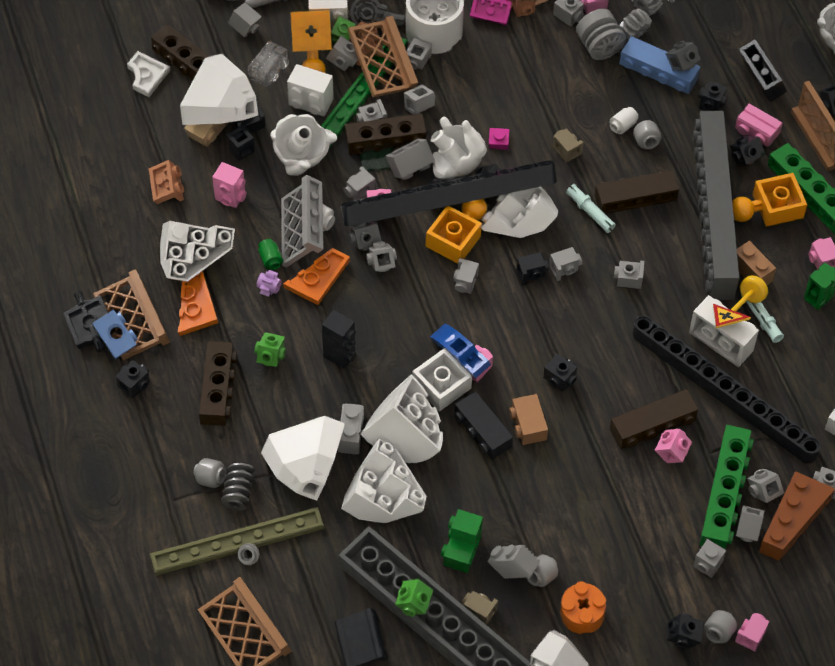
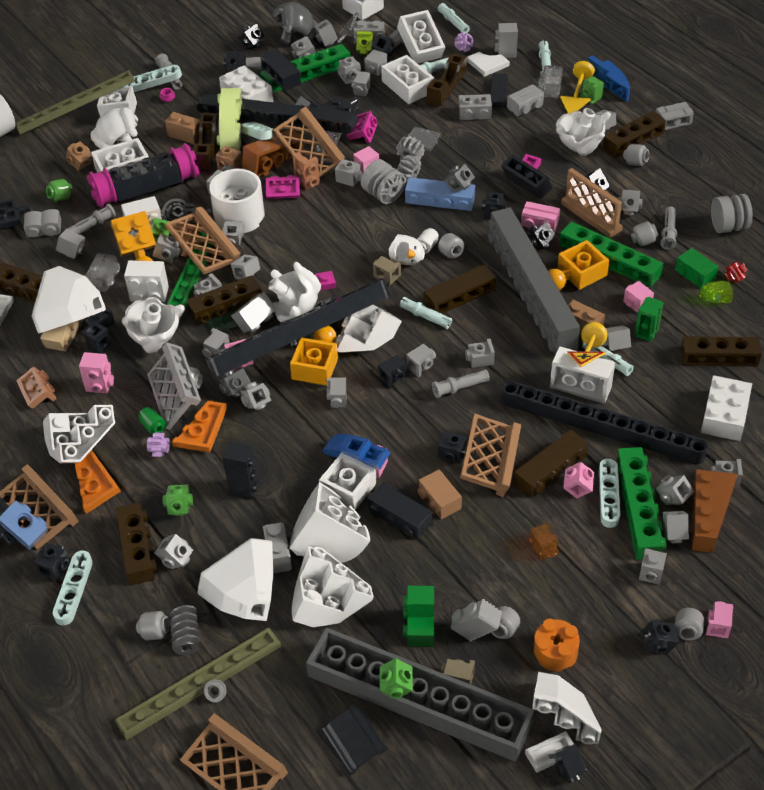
camera: 15 degrees left, 10 degrees down
(143, 409) = (72, 587): none -> light aqua beam
(250, 404) = (174, 551): none -> light grey brick
(589, 301) = (452, 385): none -> light grey pin
(598, 129) = (408, 250): none -> white piece
(608, 403) = (507, 458): none -> medium nougat fence
(614, 499) = (544, 541): none -> clear orange brick
(698, 466) = (606, 492): none -> light aqua beam
(776, 52) = (533, 161): none -> dark pink plate
(779, 297) = (617, 338): none -> light grey brick

